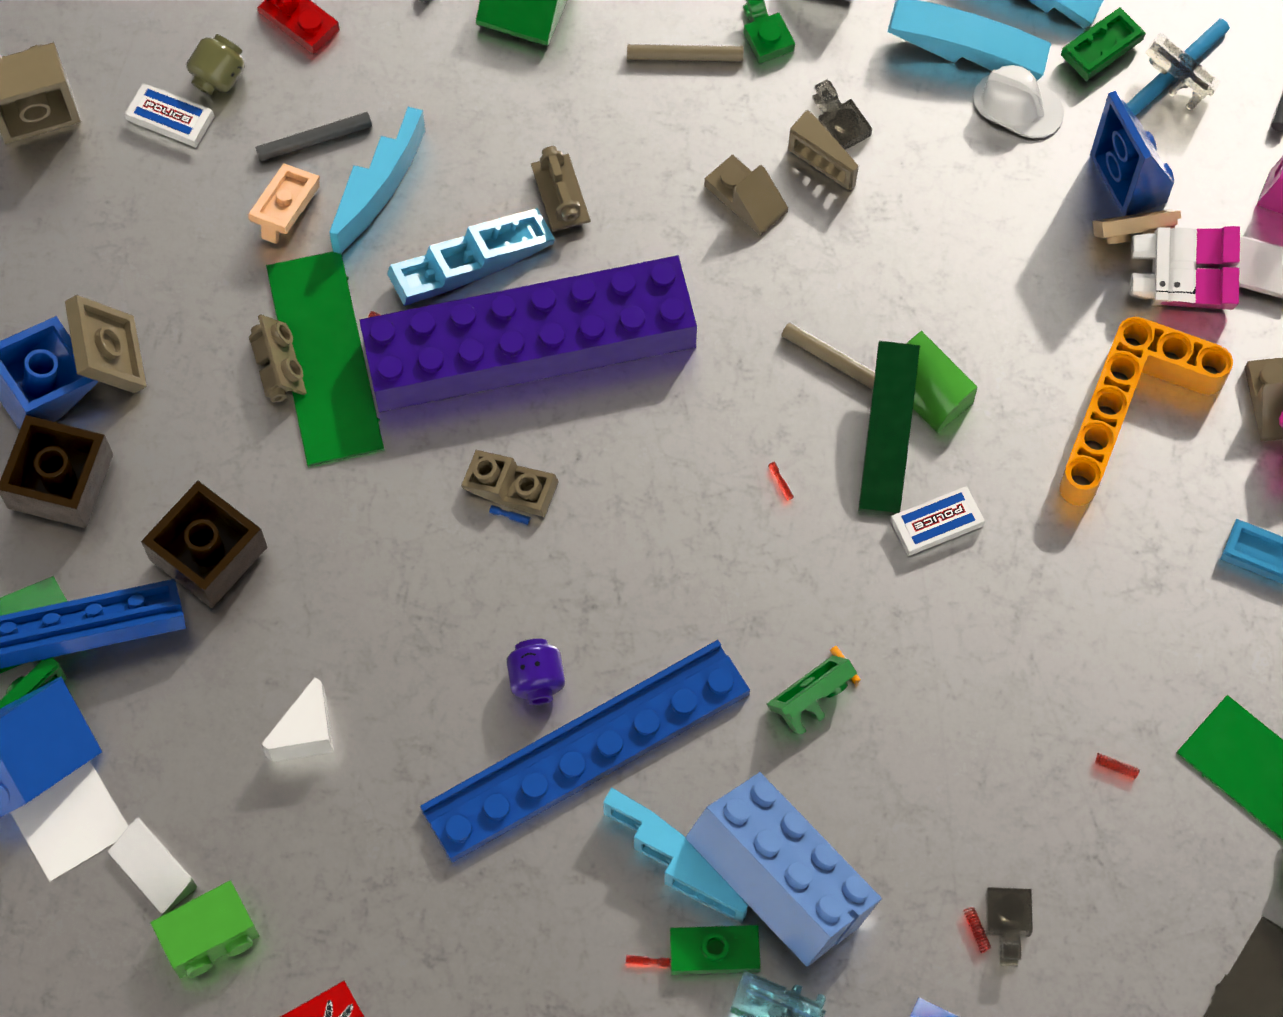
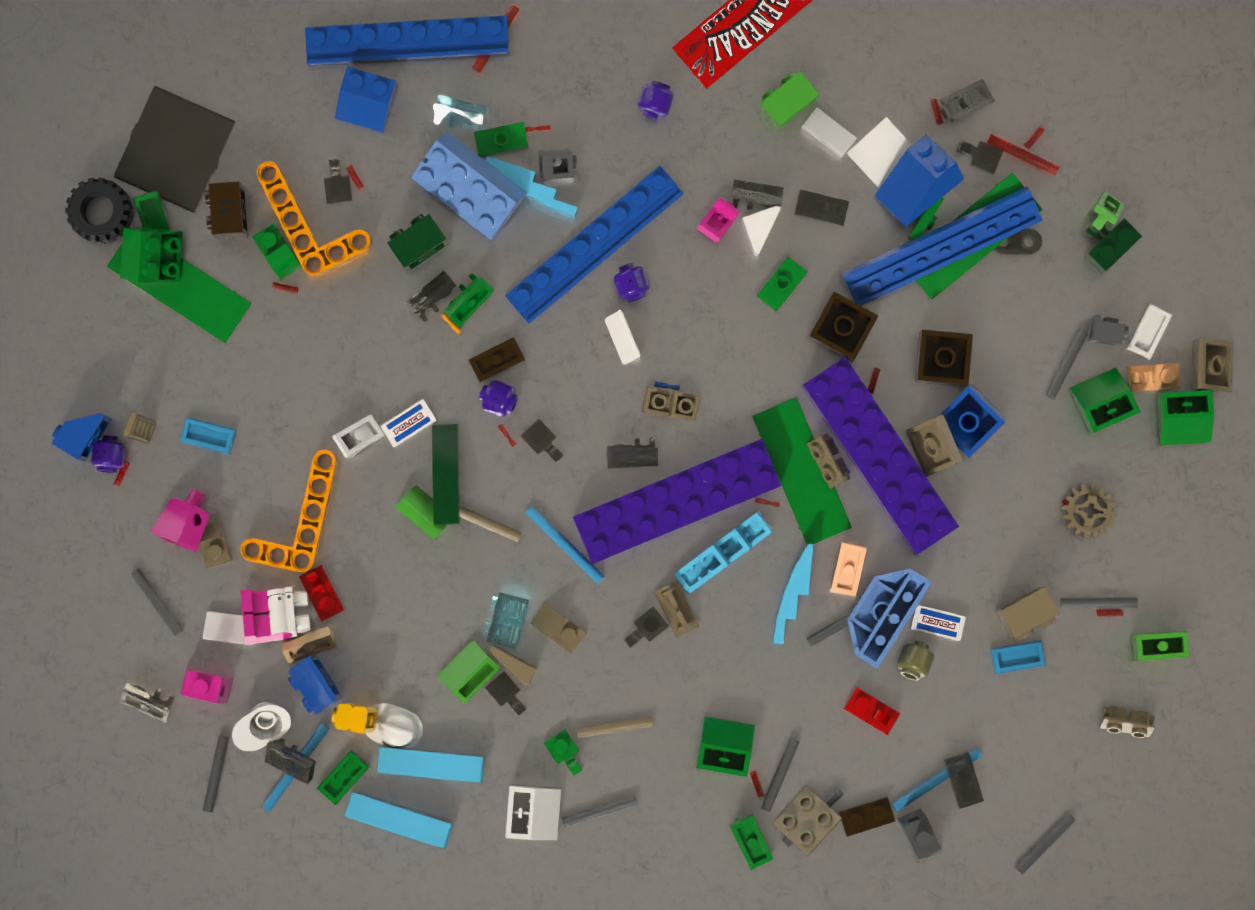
camera: 170 degrees right, 20 degrees up
(76, 51) = (1018, 657): none -> dark azure tile
(177, 466) = (873, 384): none -> clear red leg
(195, 747) = (821, 207): none -> clear smoke plate
(197, 350) = (880, 456): none -> dark purple brick
(243, 122) = (884, 613): none -> medium blue wedge
(289, 637) = (782, 284): none -> green plate
(295, 783) = (761, 193): none -> clear smoke plate
(371, 749) = (718, 219): none -> dark pink bracket
(435, 966) = (655, 99): none -> dark purple head
(566, 594) = (622, 337): none -> white slope
(602, 415) = (632, 456): none -> clear smoke plate
(609, 173) = (648, 626): none -> clear smoke plate
(626, 886) = (565, 170): none -> dark grey brick
(720, 312) = (546, 526): none -> dark azure bar
(726, 464) = (541, 439): none -> clear smoke plate
(779, 591) = (496, 359): none -> dark brown plate
(786, 528) = (498, 398): none -> dark purple head
(823, 210) = (507, 620): none -> clear light blue brick
(874, 709) = (435, 290): none -> clear smoke plate
(885, 787) = (417, 242): none -> dark green brick
(895, 152) = (468, 671): none -> bright green brick
(1023, 504) = (358, 436): none -> white slope
(1076, 104) = (355, 717): none -> yellow brick
(1076, 851) = (301, 228): none -> light orange beam
(1105, 295) = (321, 593): none -> red plate
(1124, 815) = (277, 252): none -> green brick
(1208, 894) = (227, 210): none -> dark brown brick
(1218, 124) = (263, 724): none -> white piece

